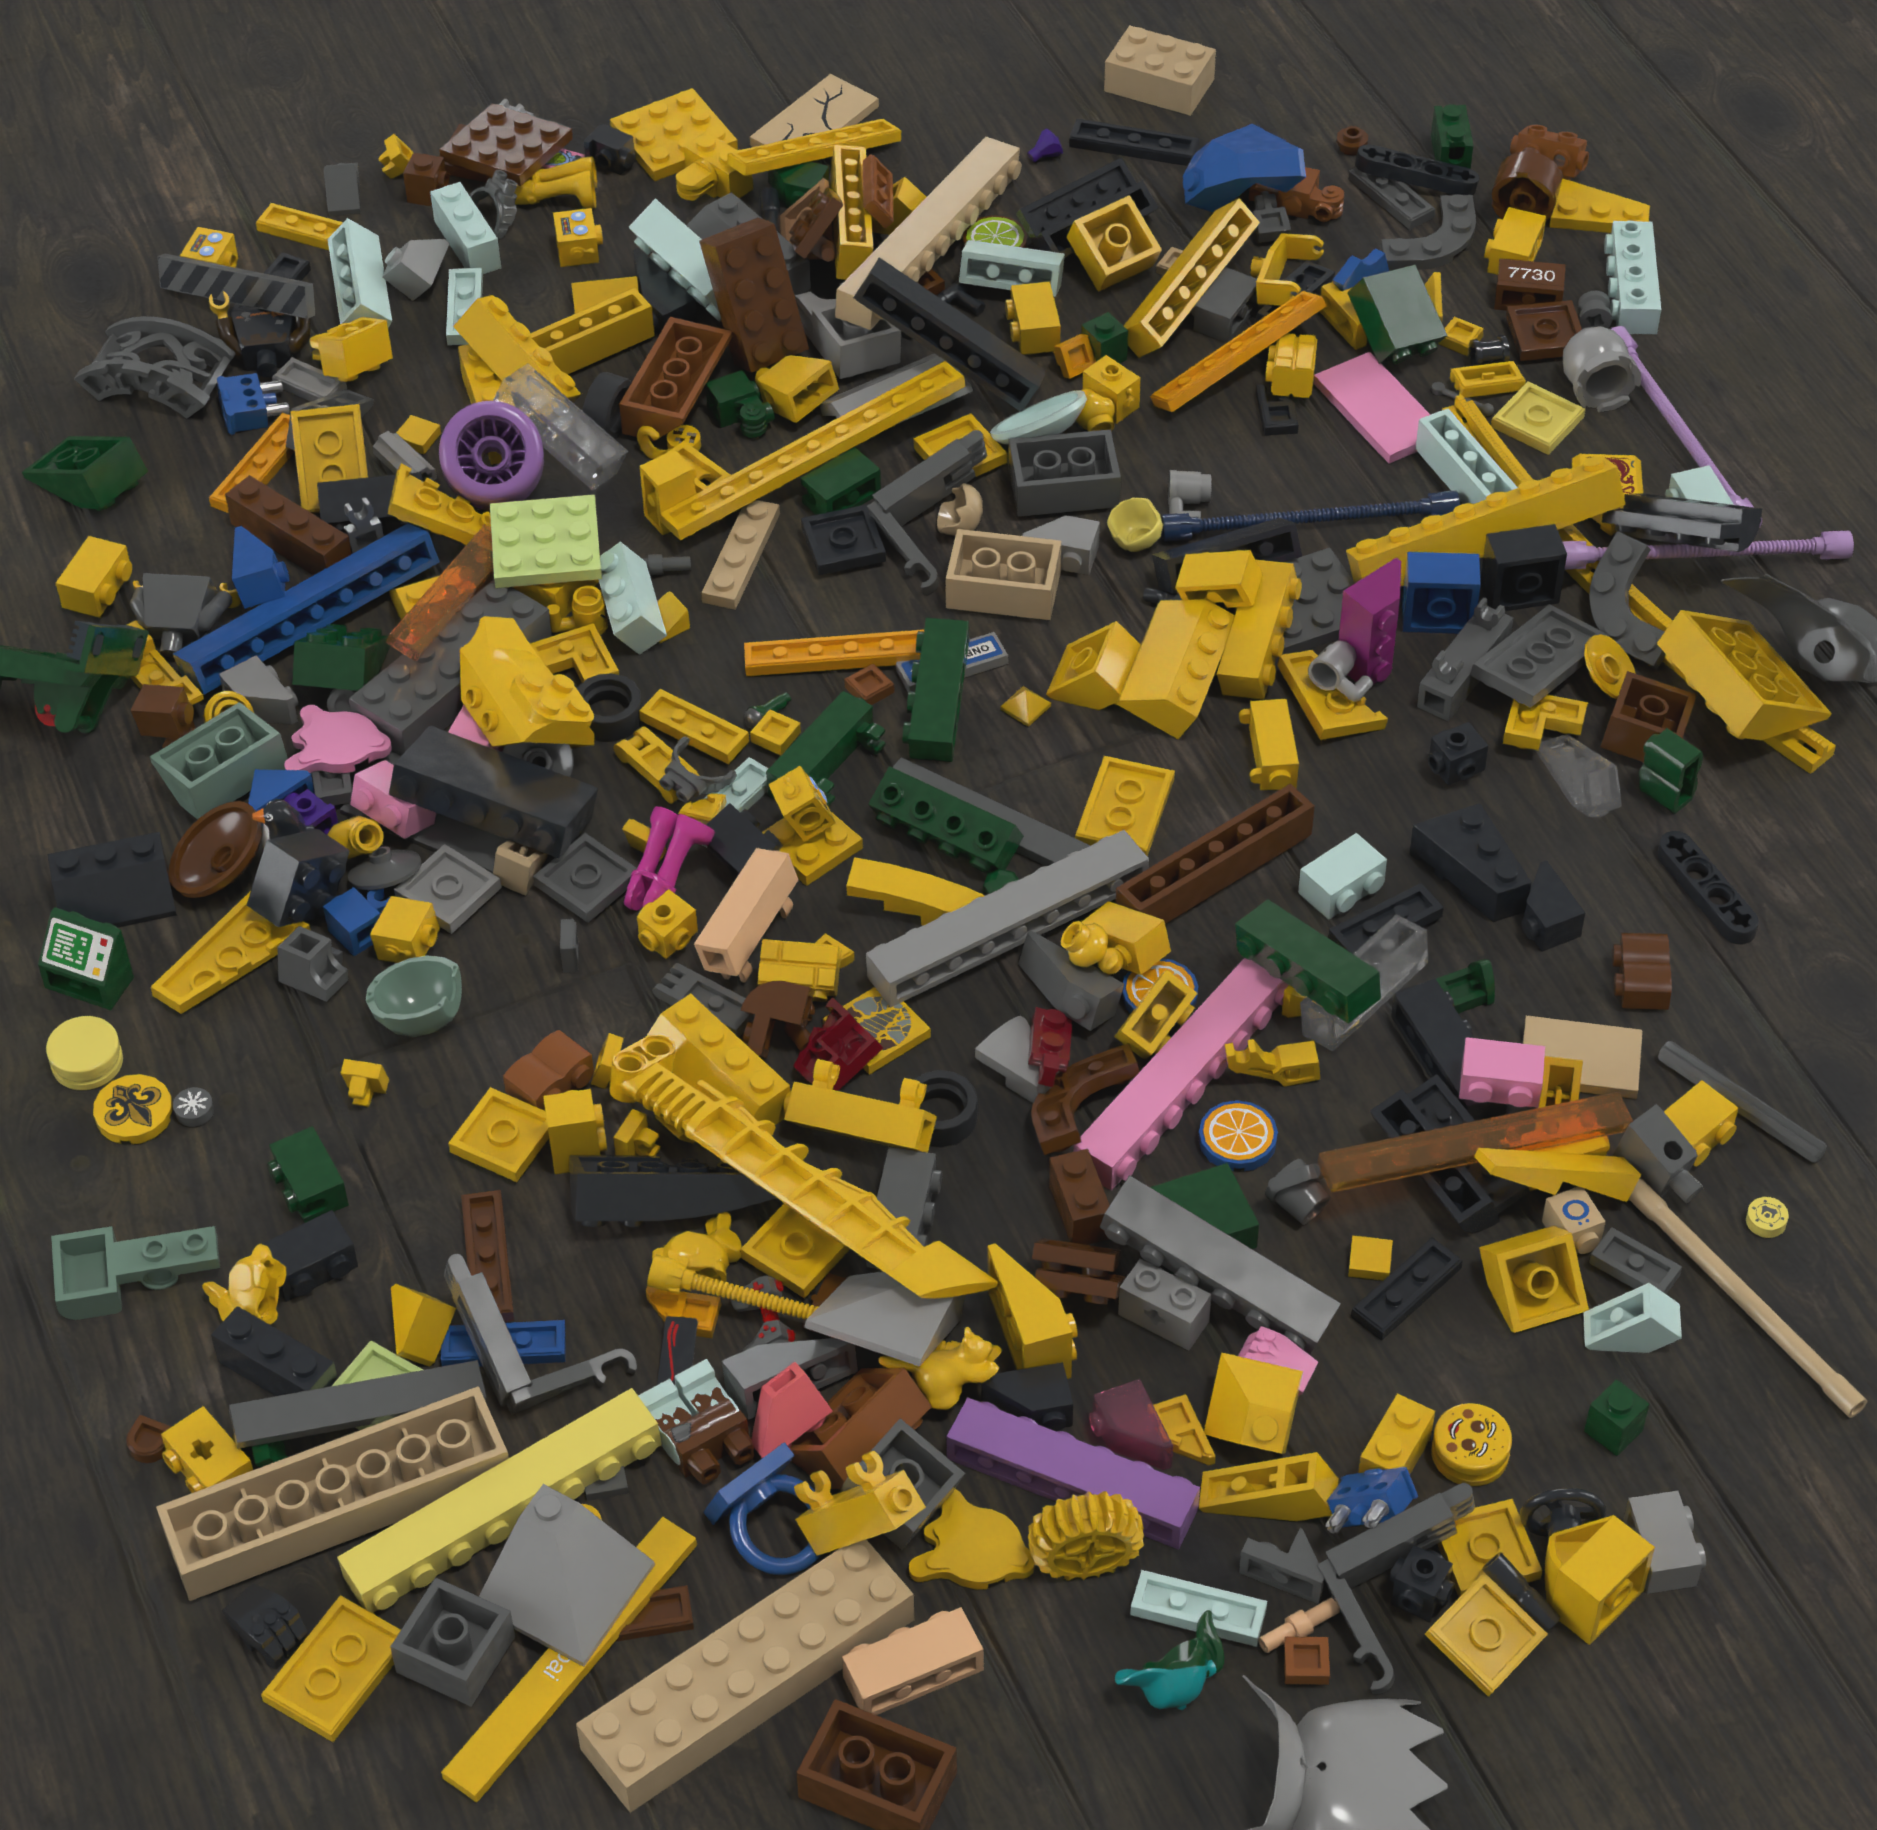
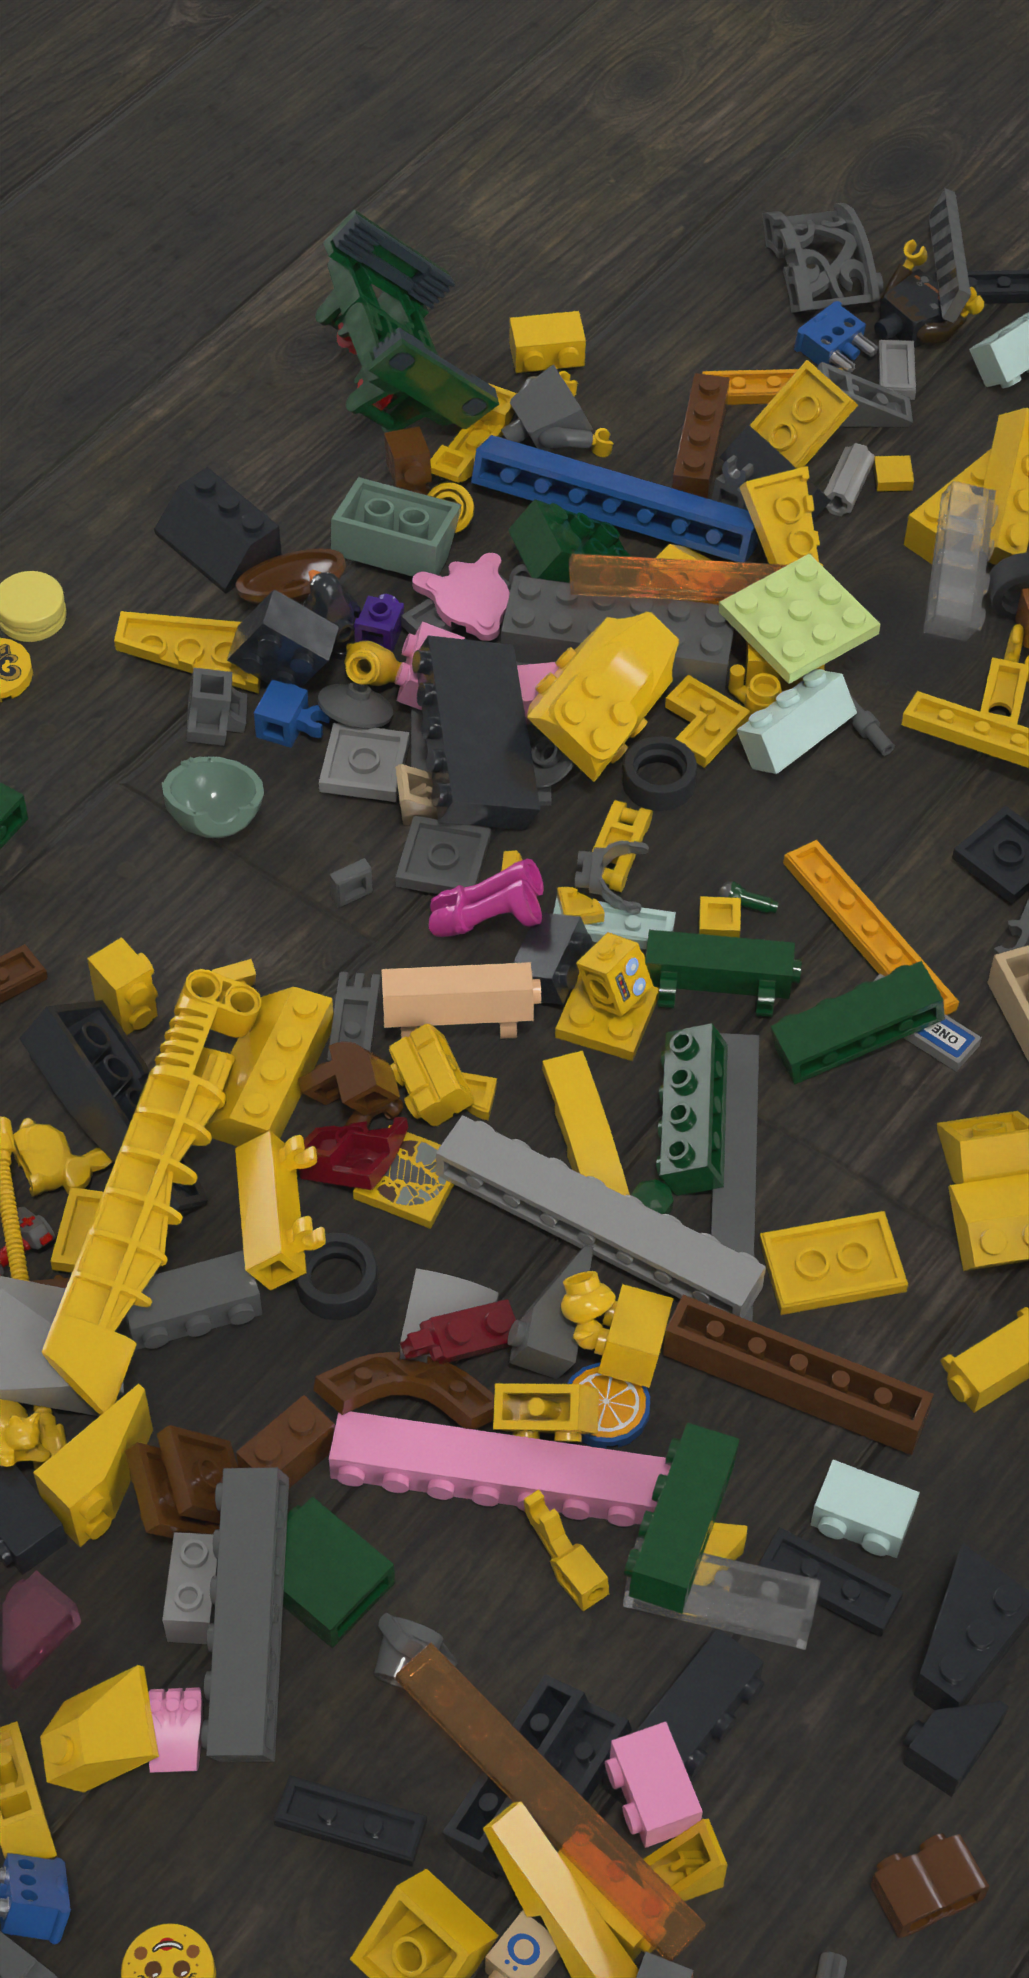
camera: 60 degrees right, 5 degrees up
(84, 959) = (118, 552): slope -> none
(89, 470) = (669, 279): dark green slope -> none
(193, 1107) = (19, 709): dark grey tile -> none
(212, 247) = (986, 224): yellow head -> none
(256, 570) = (625, 438): blue slope -> none
(263, 690) = (495, 511): light grey slope -> none
(277, 785) = (383, 578): blue slope -> none
(352, 348) = (946, 372): yellow brick -> none
(364, 1080) = (106, 810): yellow tile -> none
(404, 929) = (289, 751): yellow head -> none
(486, 429) = (878, 527): medium lavender wheel -> none
(501, 1134) = (99, 925): yellow plate -> none
(550, 1069) = (192, 939): dark orange brick -> none
(635, 1137) = (148, 1038): yellow tile -> none
(664, 484) = (952, 674): yellow brick -> none
(666, 924) = (416, 941): yellow brick -> none
(674, 615) = (807, 768): yellow slope -> none
(703, 729) = (682, 851): yellow plate -> none
(740, 554) = (932, 783): tan plate -> none
(869, 684) = (839, 967): dark orange tile -> none
(1025, 706) = (908, 1112): yellow slope -> none
(1185, 1429) = (60, 1676): yellow tile -> none
(1238, 1135) = (459, 1564): tile -> none
(1370, 1258) = (369, 1765): yellow tile -> none
(1399, 1436) = (122, 1895): yellow brick -> none
(1471, 985) = (792, 1704): dark green tile -> none
(1608, 1052) = (773, 1871): tan tile -> none

